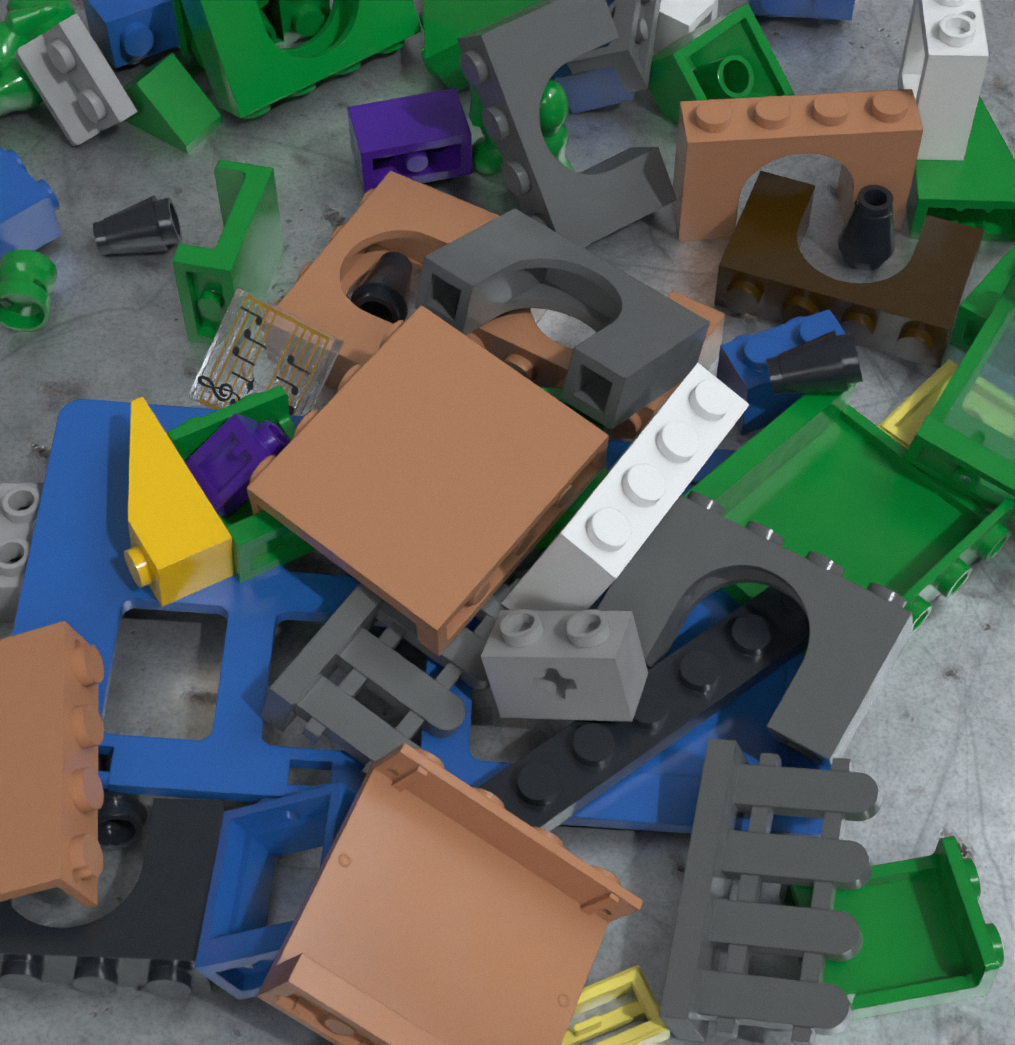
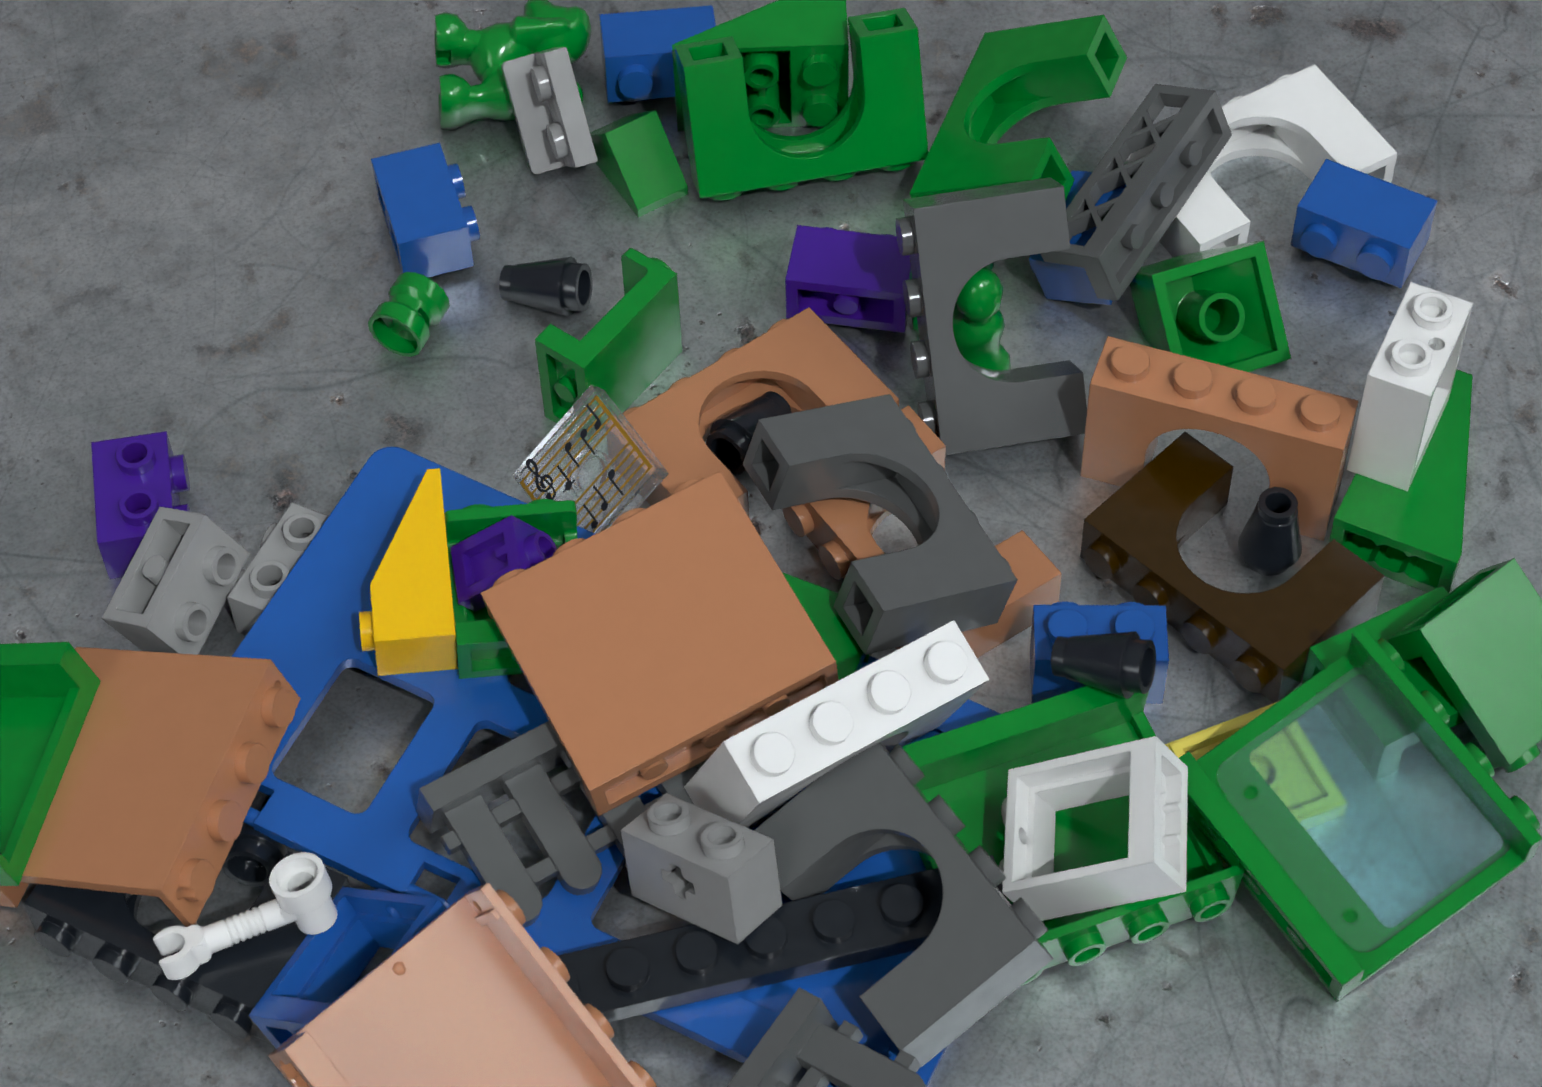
camera: 25 degrees right, 0 degrees up
(198, 835) = (301, 897): none -> white brick
(865, 461) = (1156, 828): none -> white window

